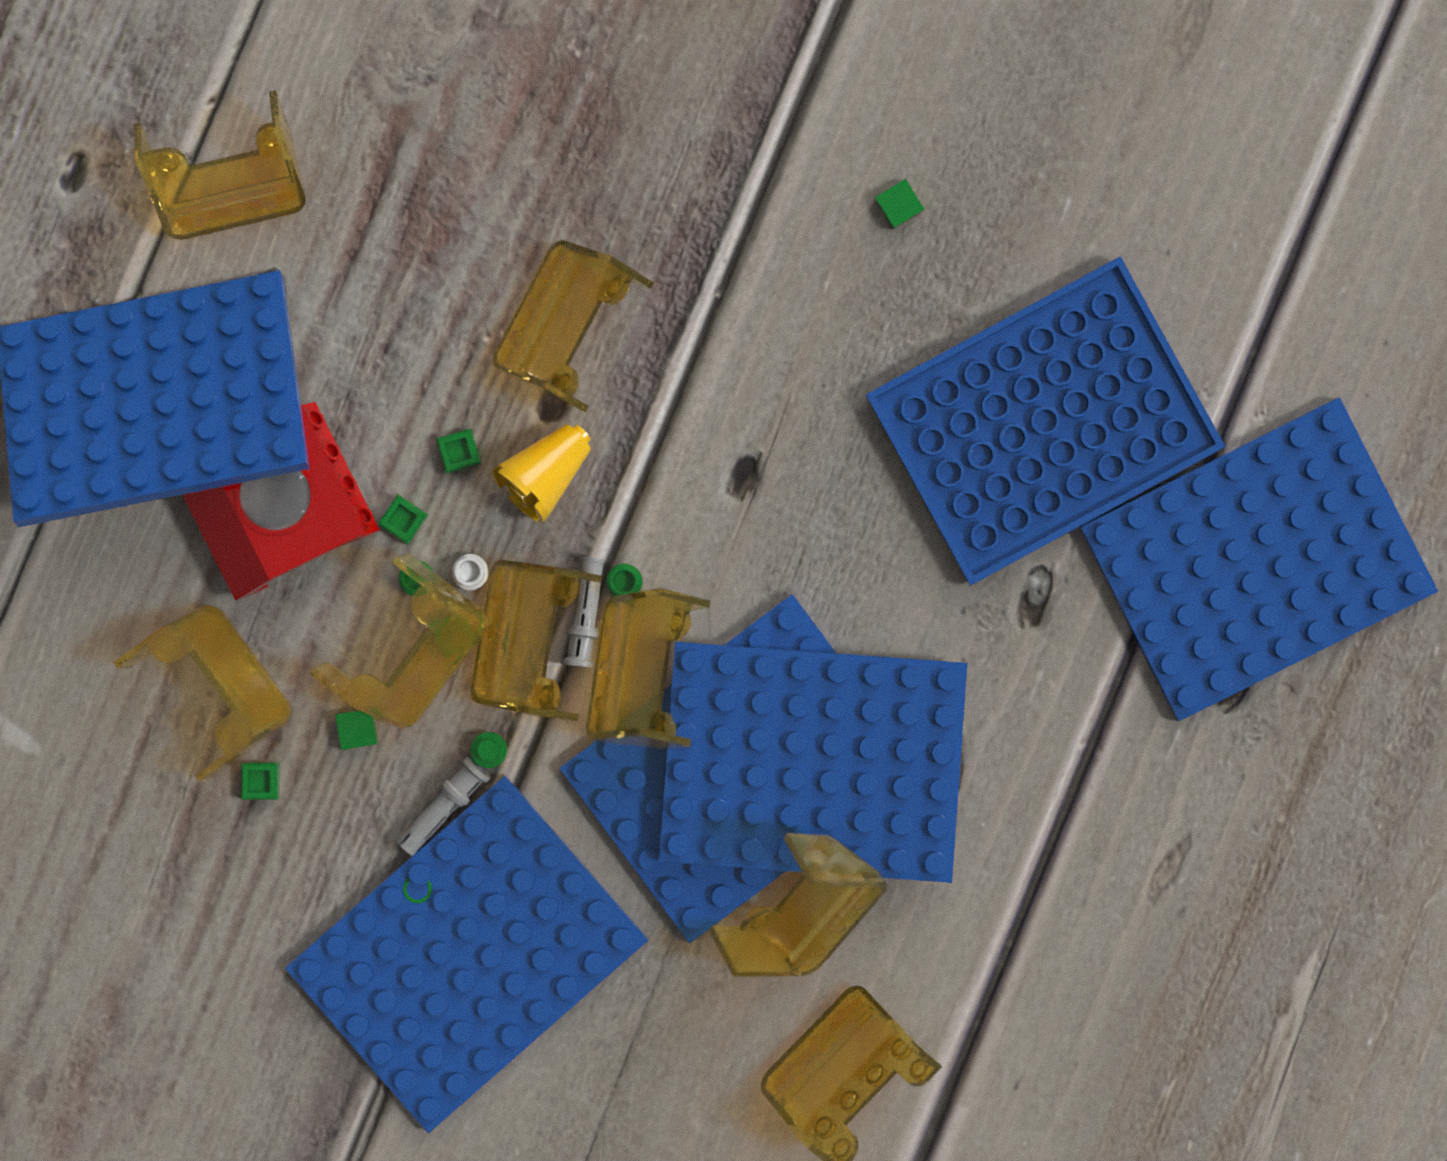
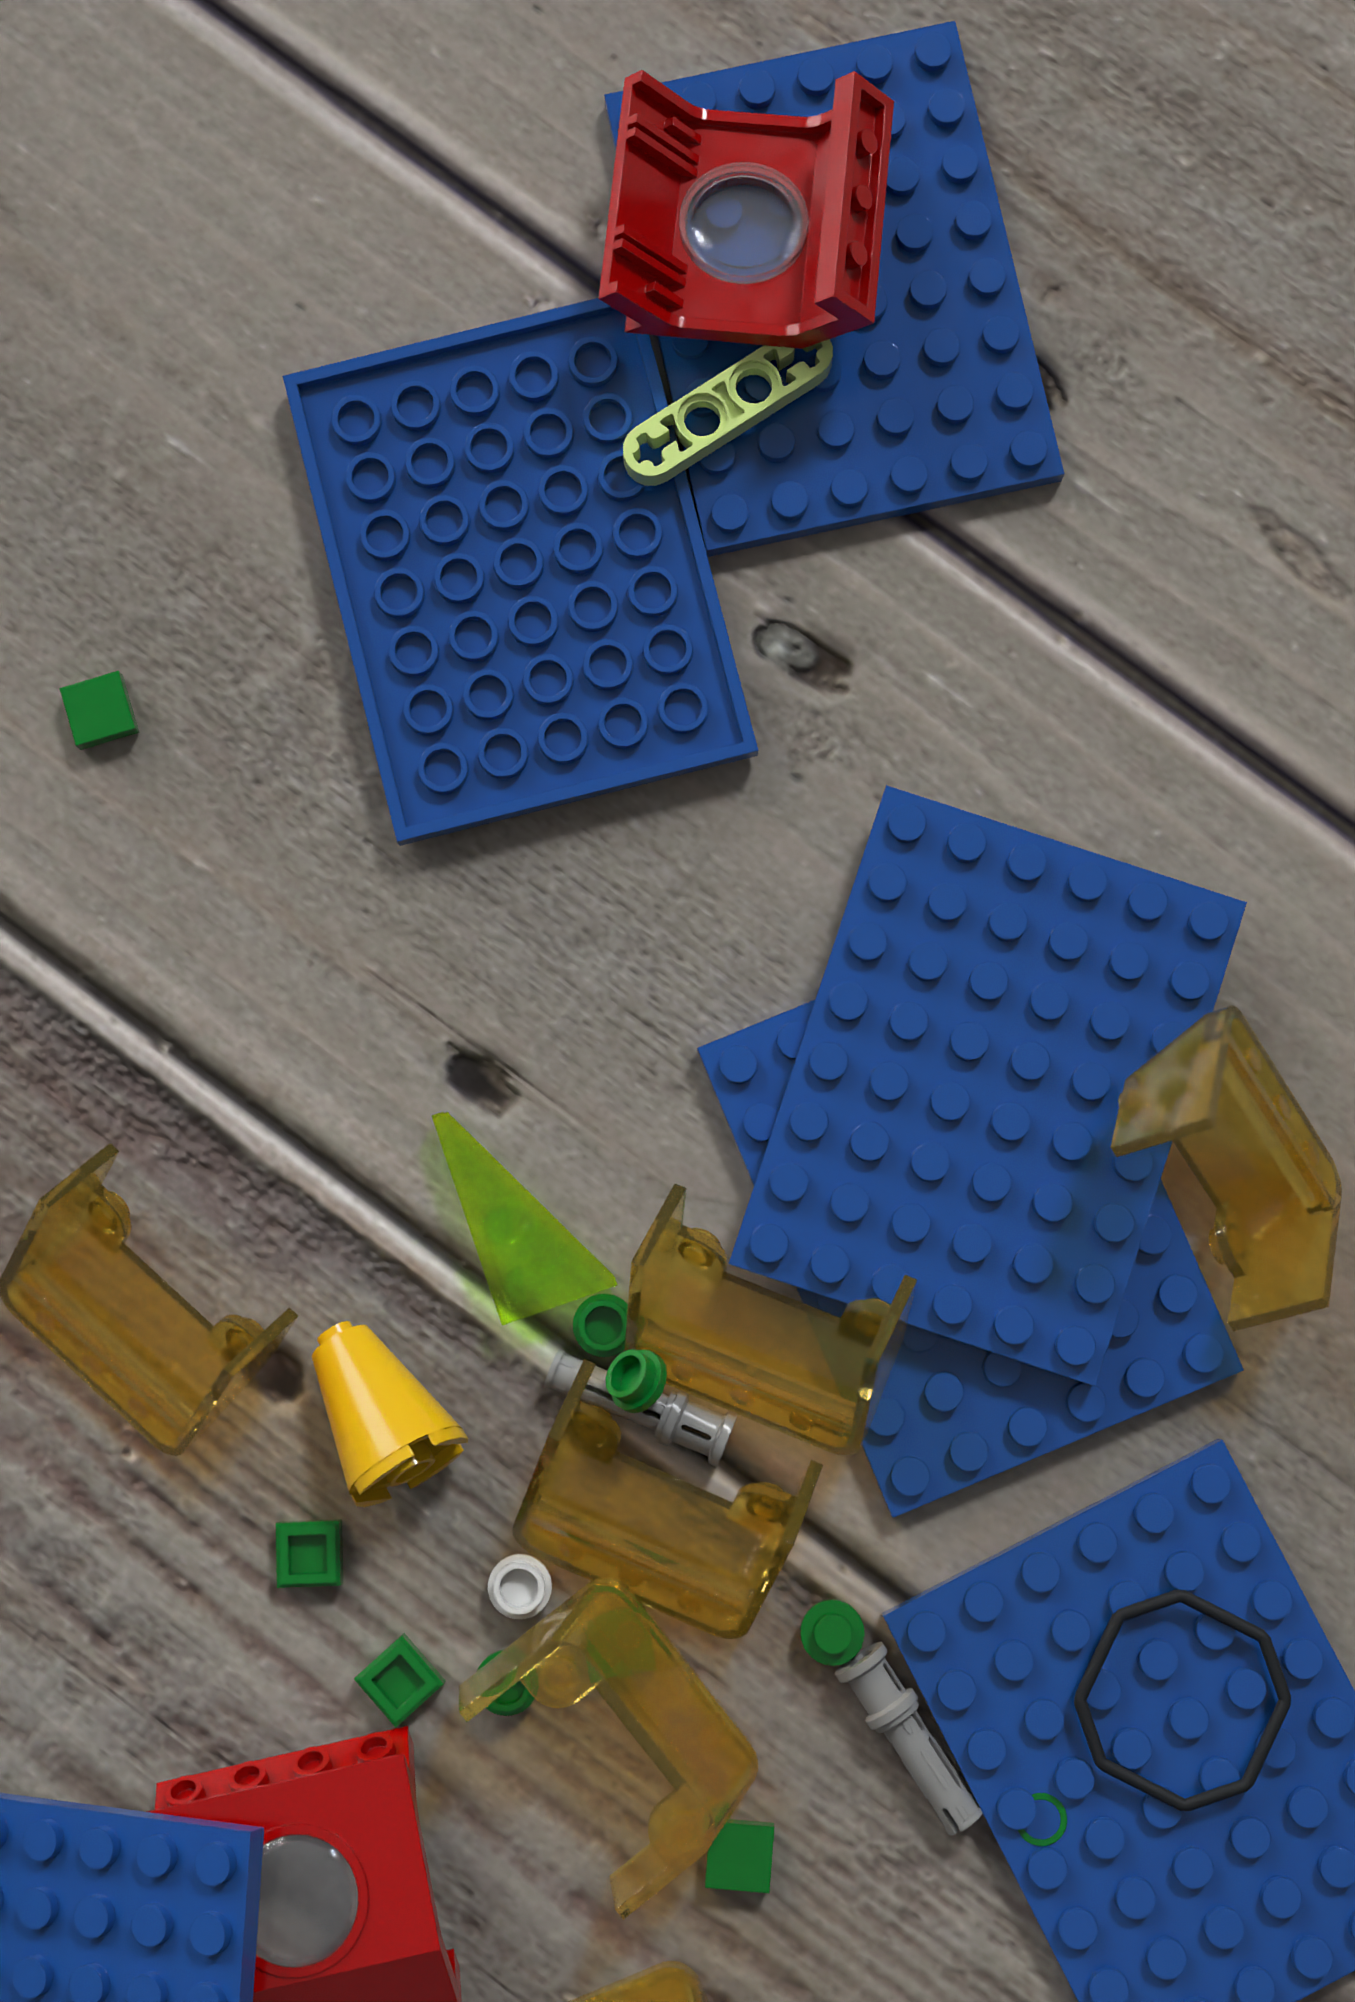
camera: 75 degrees left, 5 degrees down
(551, 961) = (1141, 1783): none -> black piece
(598, 607) = (636, 1379): none -> green plate
(656, 524) = (521, 1246): none -> clear neon green wing
(1171, 512) = (734, 413): none -> yellowish green beam
(1279, 500) = (747, 217): none -> red panel

